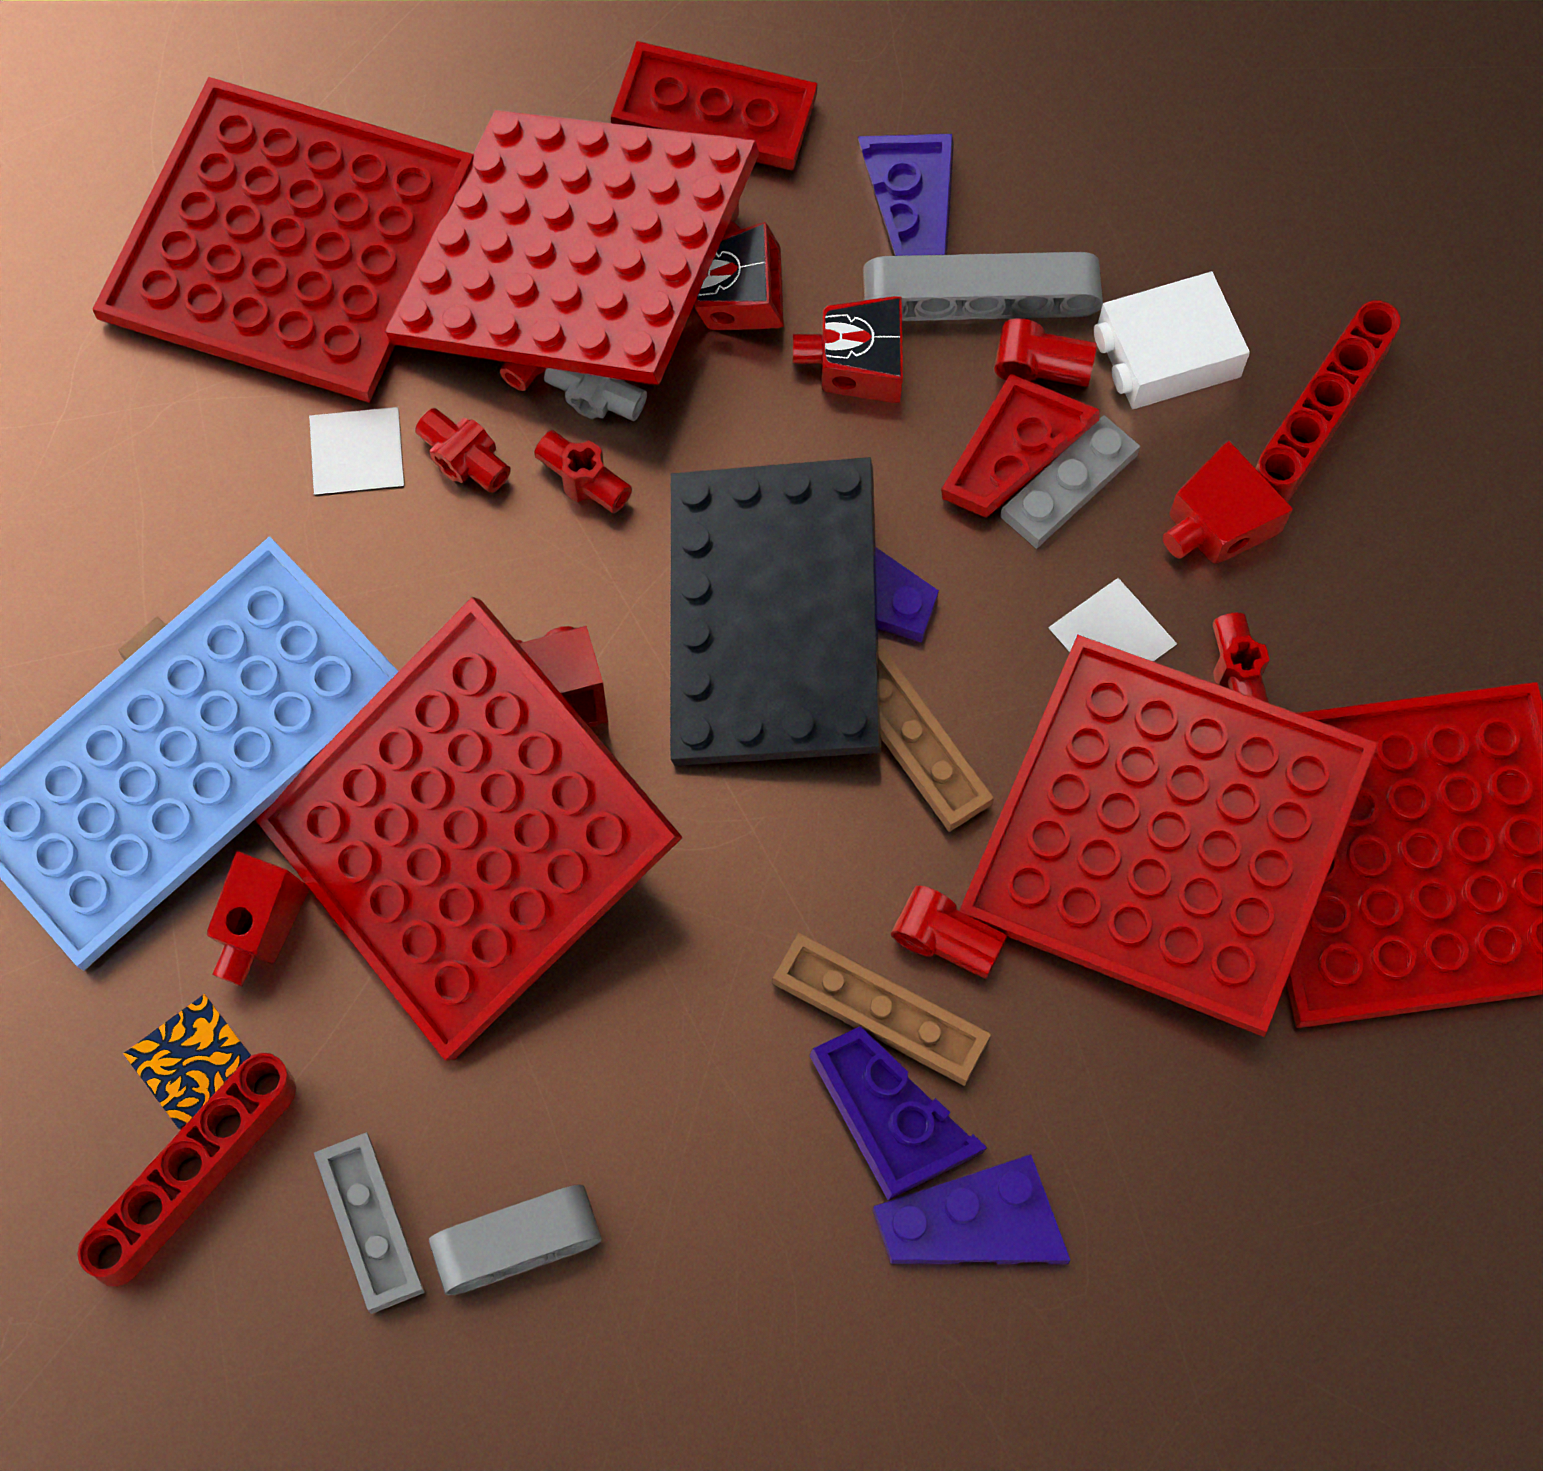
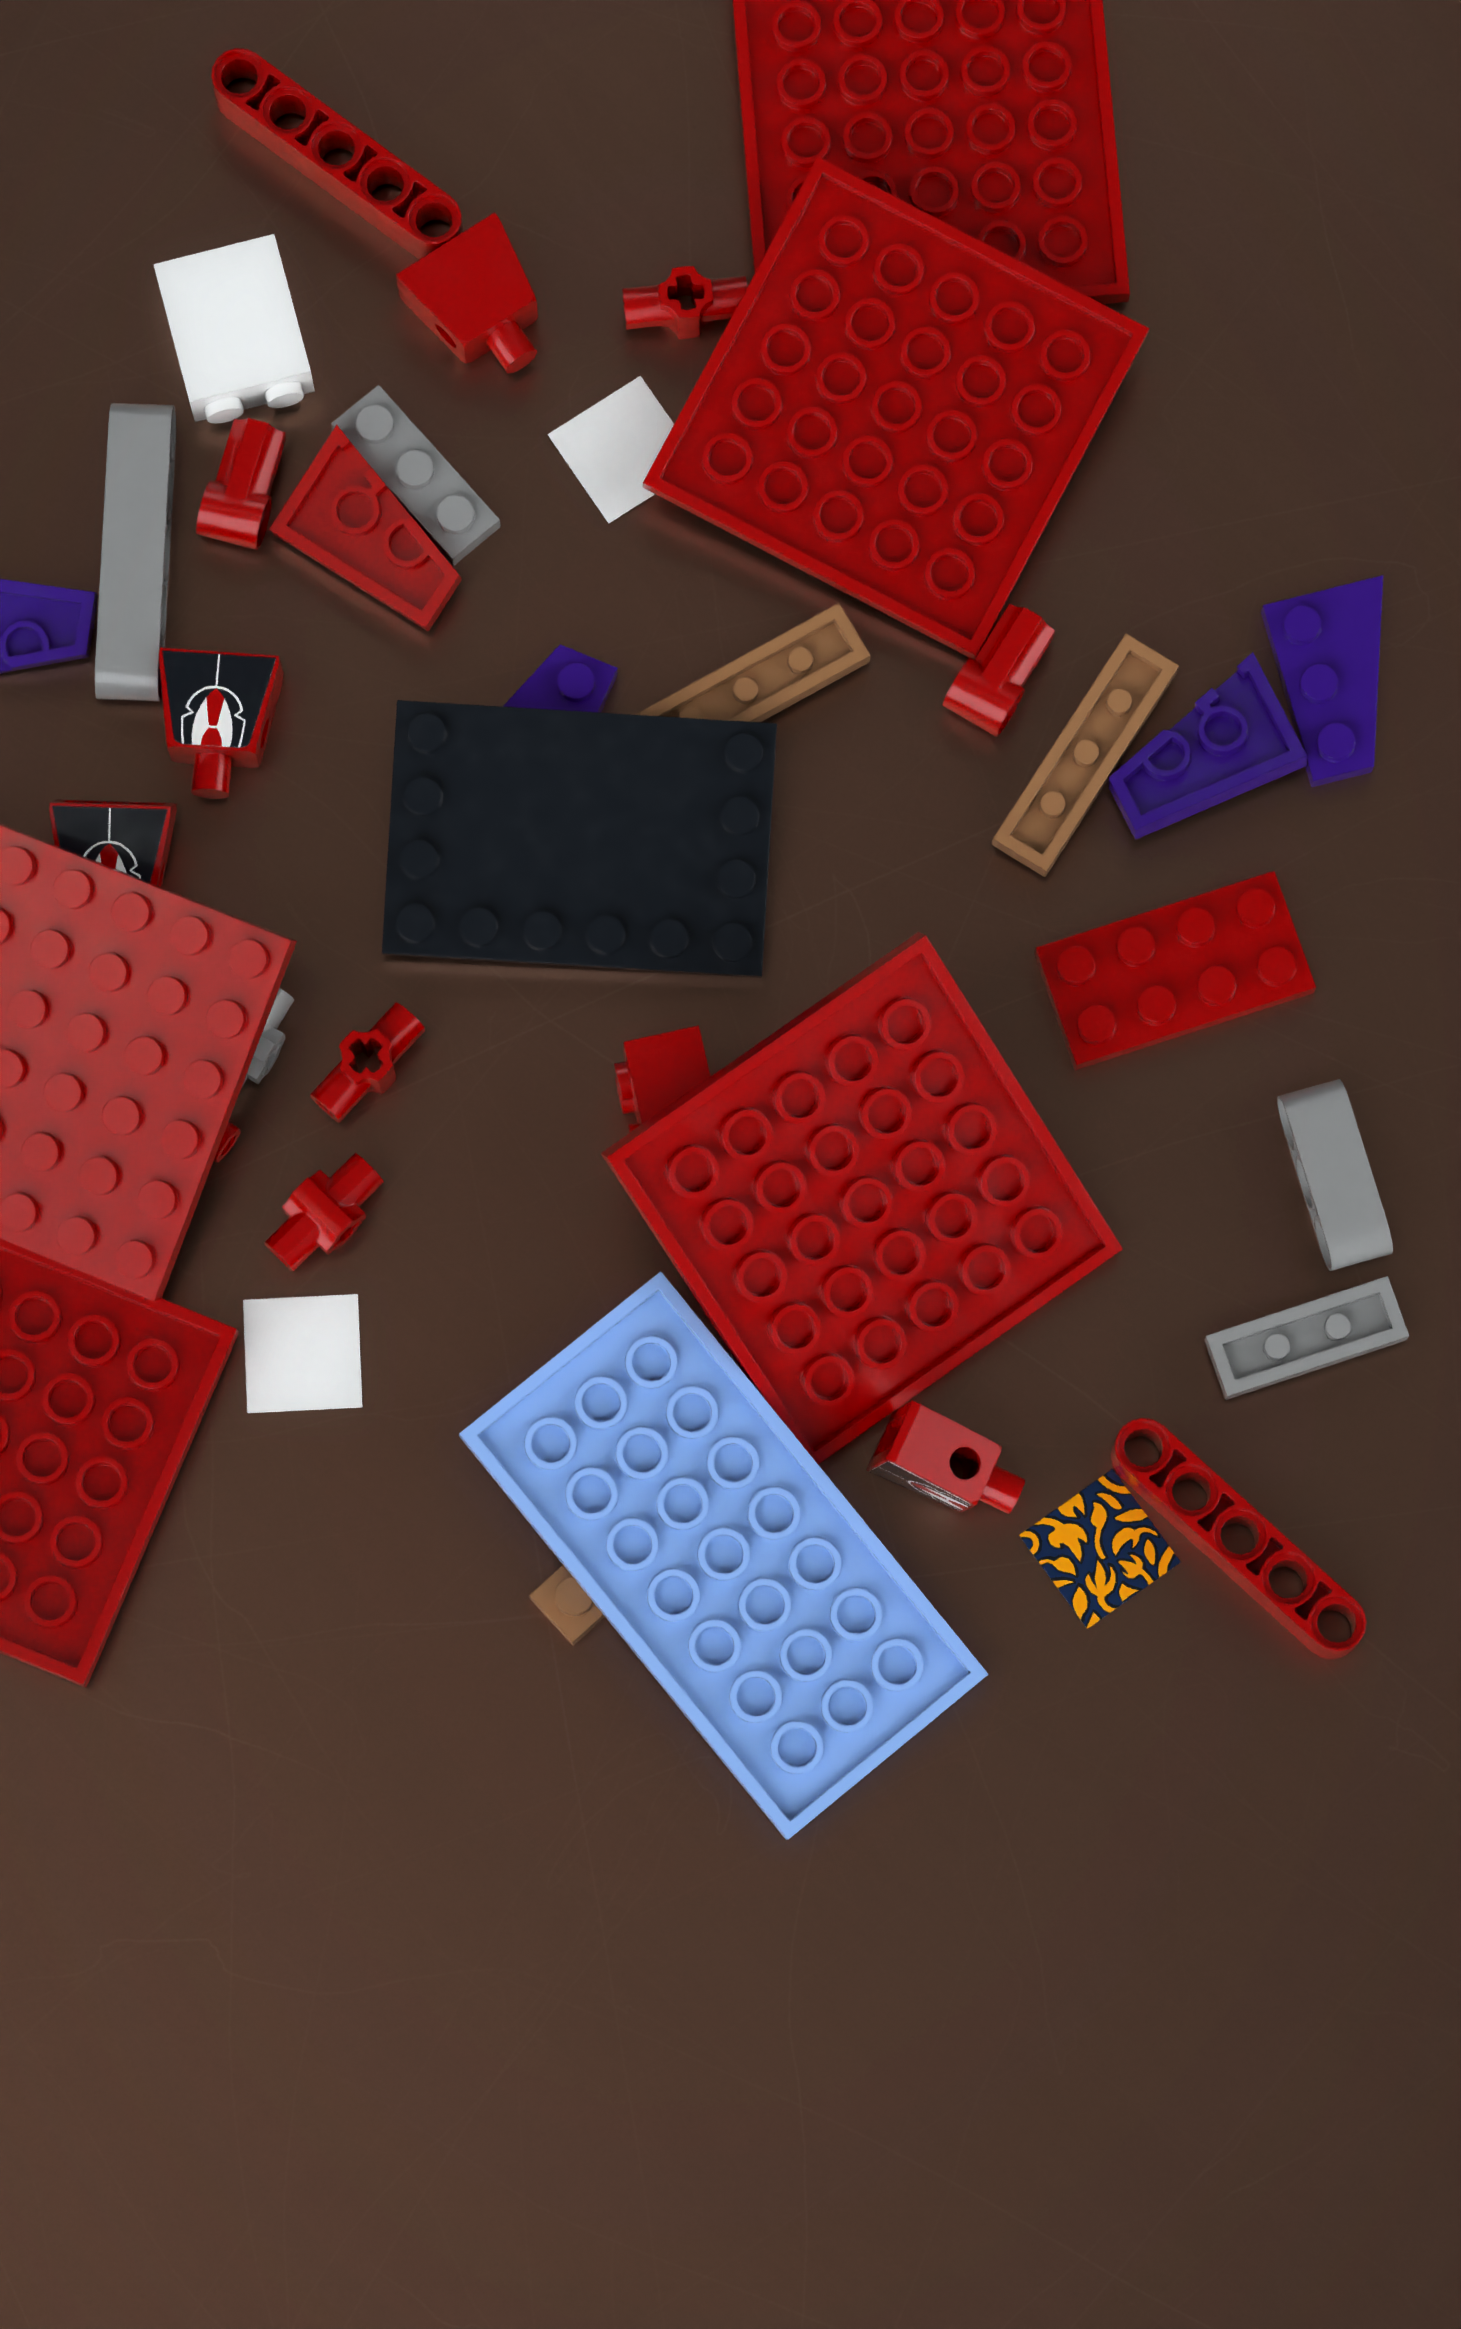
camera: 85 degrees left, 10 degrees up
(697, 1098) = (1174, 970): none -> red plate

